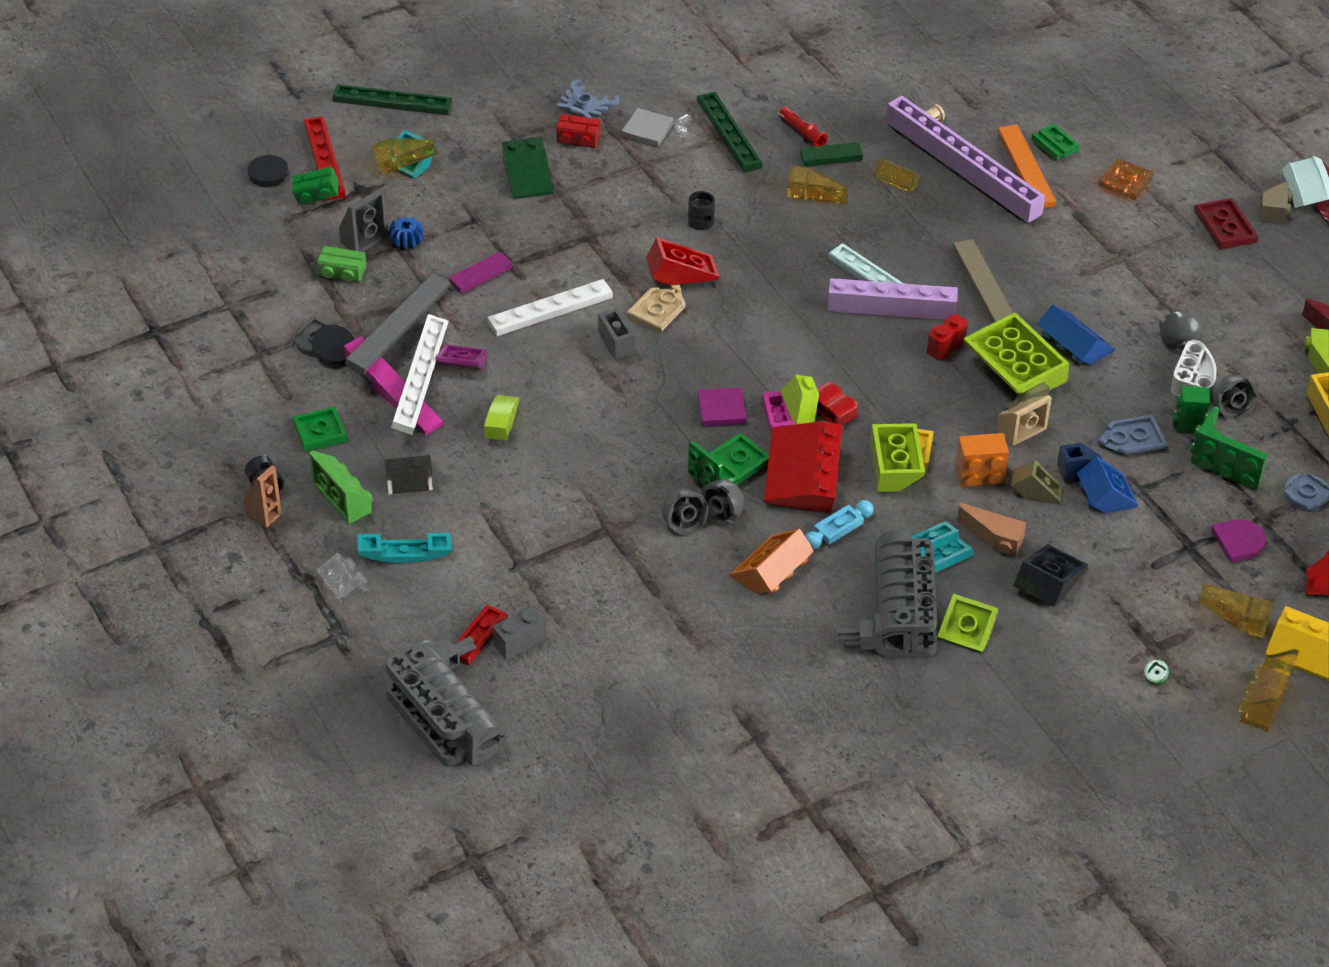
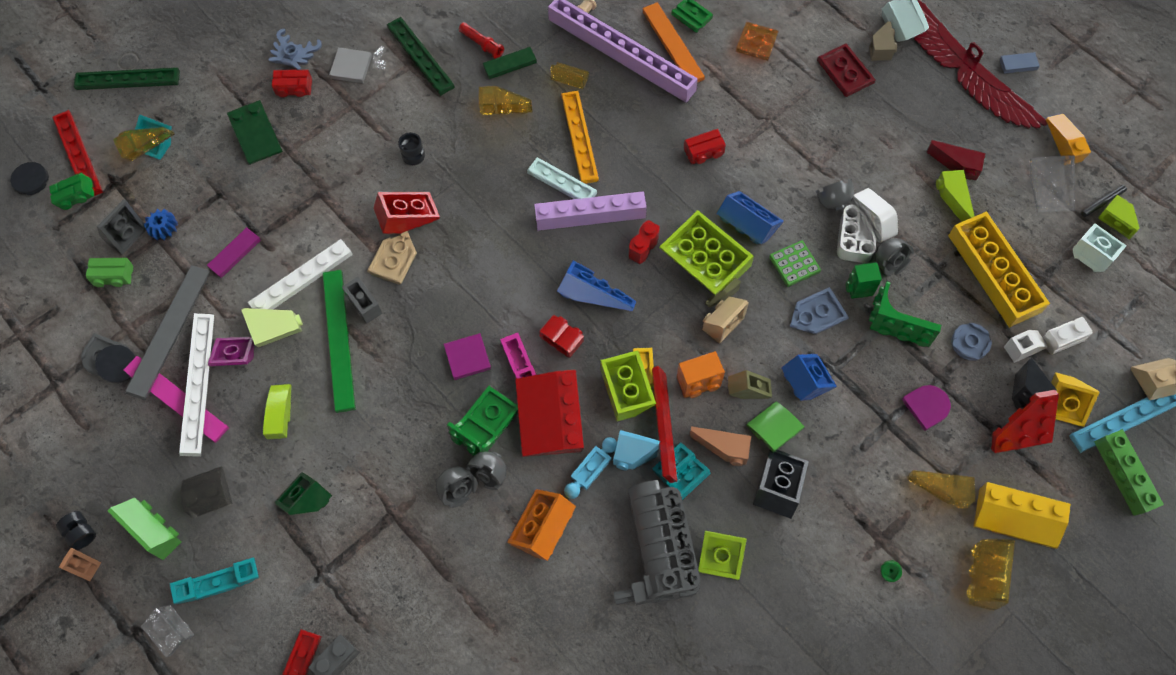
camera: 10 degrees left, 20 degrees up
(320, 429) = (119, 459): green tile -> none
(511, 338) = (271, 325): none -> yellowish green slope
(517, 491) = (303, 496): none -> dark green slope
(581, 369) = (339, 341): none -> green tile
(801, 399) = (534, 342): lime slope -> none
(865, 362) = (582, 286): none -> blue wedge
(892, 510) = (634, 450): none -> medium azure slope
(896, 234) = (579, 137): none -> light orange tile
(930, 494) = (664, 425): none -> red tile
(982, 280) = (663, 175): dark tan tile -> none
(1039, 264) = (704, 146): none -> red brick
(1058, 526) = (775, 426): none -> bright green slope
(1073, 458) = (780, 354): dark blue slope -> none
(1118, 388) = (795, 263): none -> tile
(1226, 352) = (879, 213): none -> white beam

